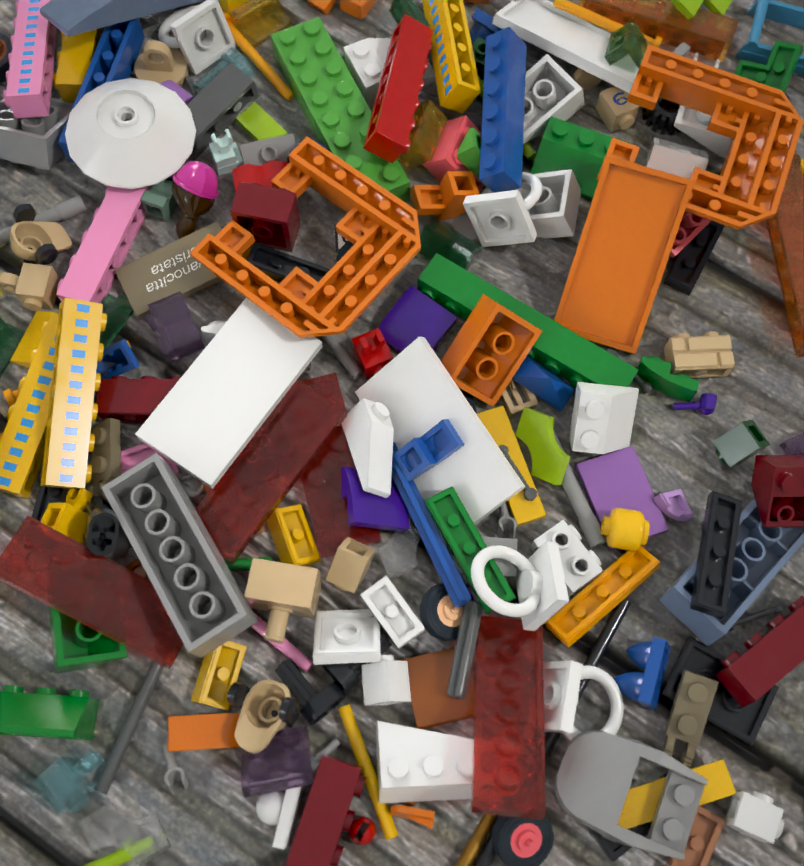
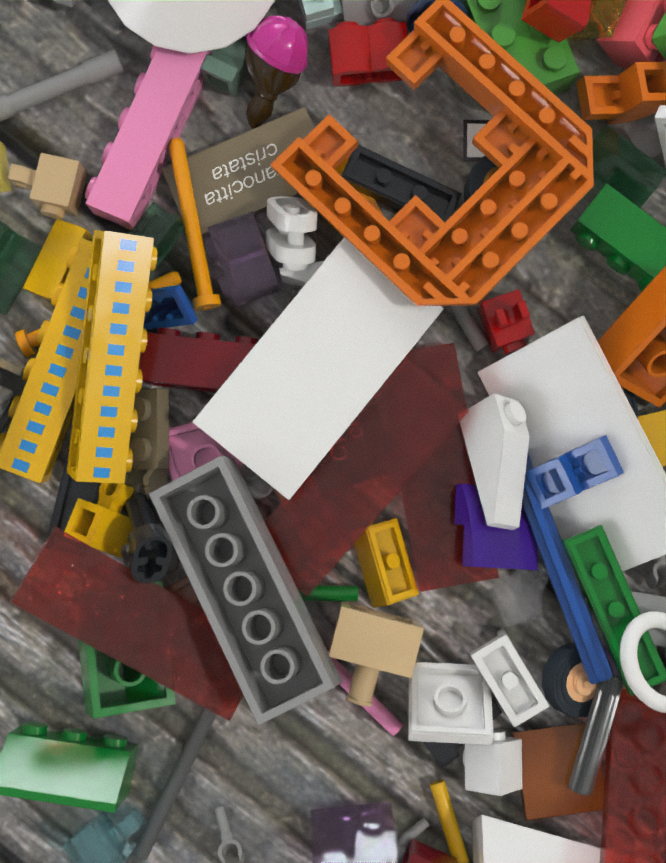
camera: 10 degrees right, 15 degrees up
(36, 240) = (58, 117): tan cap -> none
(147, 355) = (206, 299): none -> light orange bar
(202, 732) = (265, 799): orange slope -> none
(208, 310) = (289, 238): none -> white brick
(217, 674) = (282, 738): yellow slope -> none
(263, 712) = (342, 791): tan cap -> none
(267, 214) = (376, 106): dark red brick -> none
(314, 704) = (402, 780): black piece -> none
(350, 565) = (459, 611): tan brick -> none
(415, 317) = (567, 281): dark purple slope -> none

